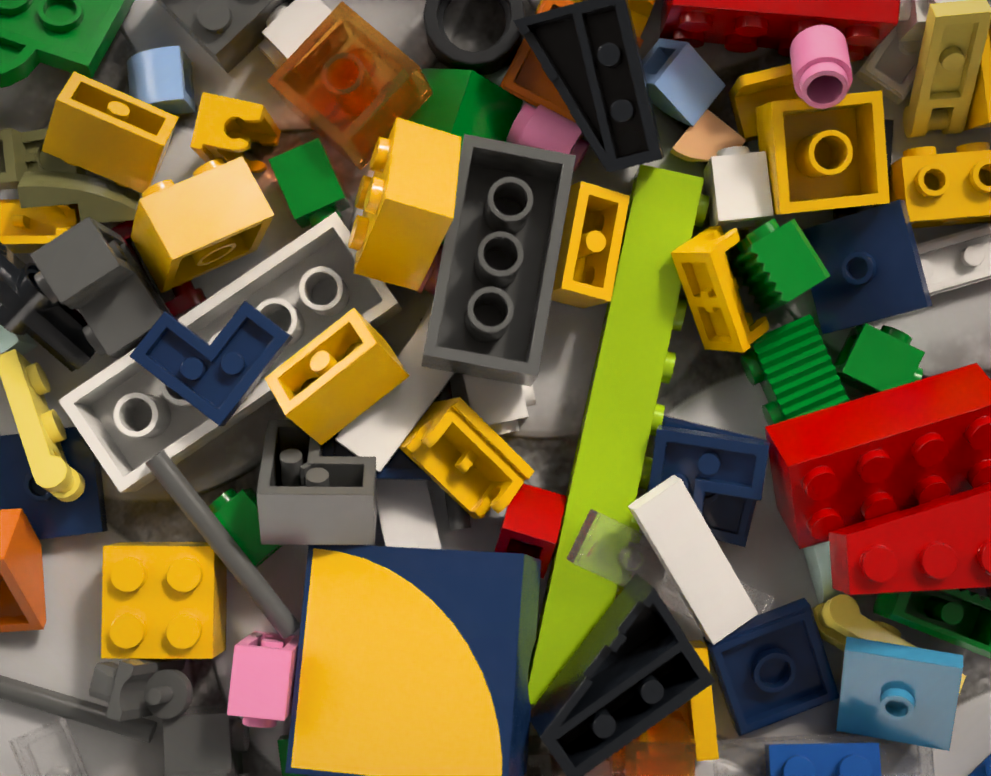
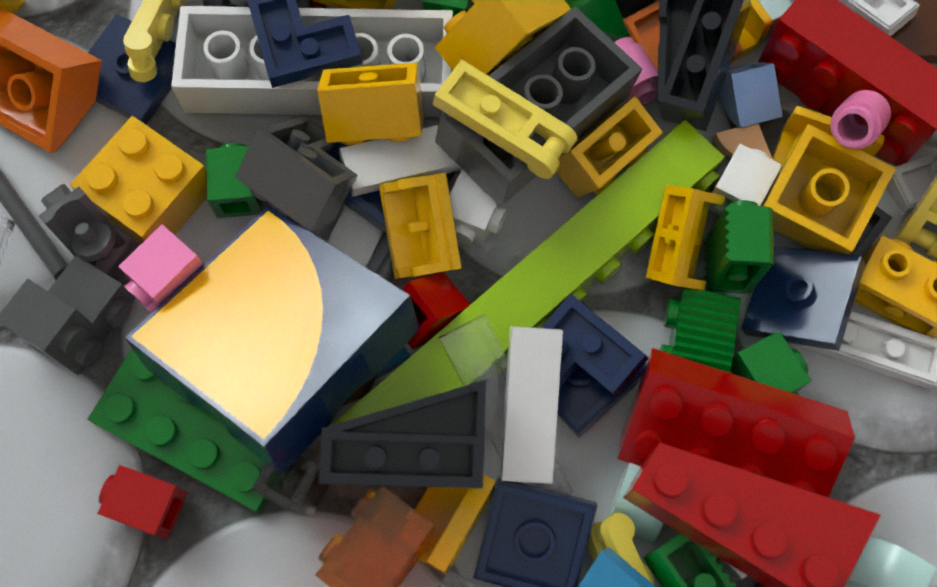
camera: 35 degrees right, 15 degrees down
(223, 544) = (210, 165): dark grey bar -> none
(490, 320) = (505, 118): none -> light yellow plate

